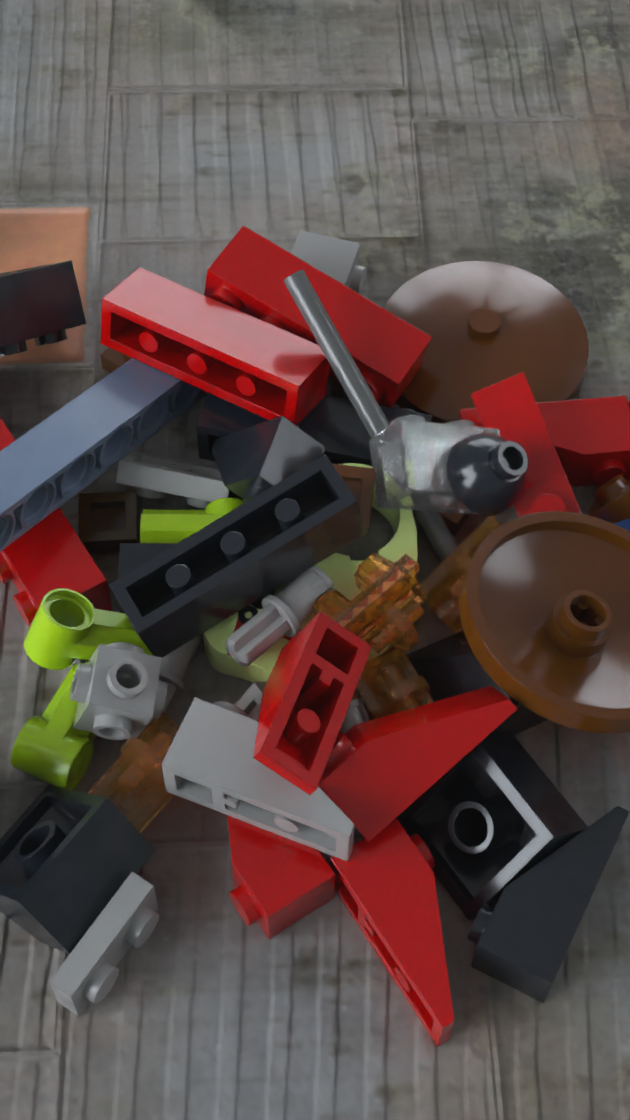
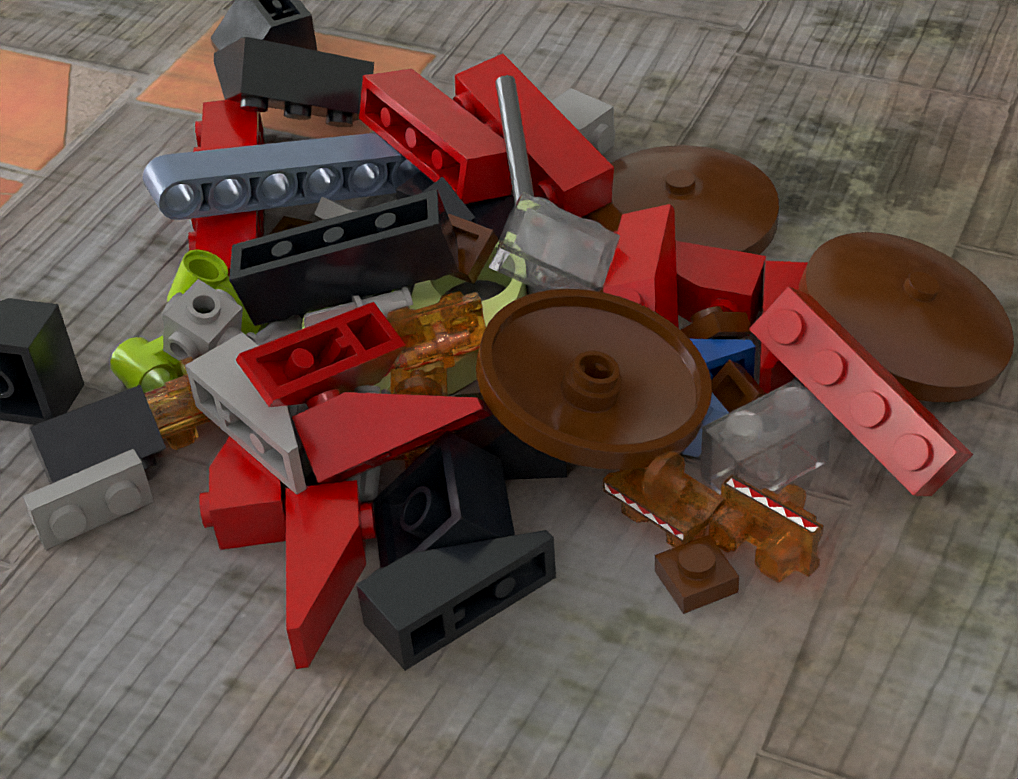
camera: 30 degrees right, 15 degrees down
(487, 473) = (582, 256): black brick -> none

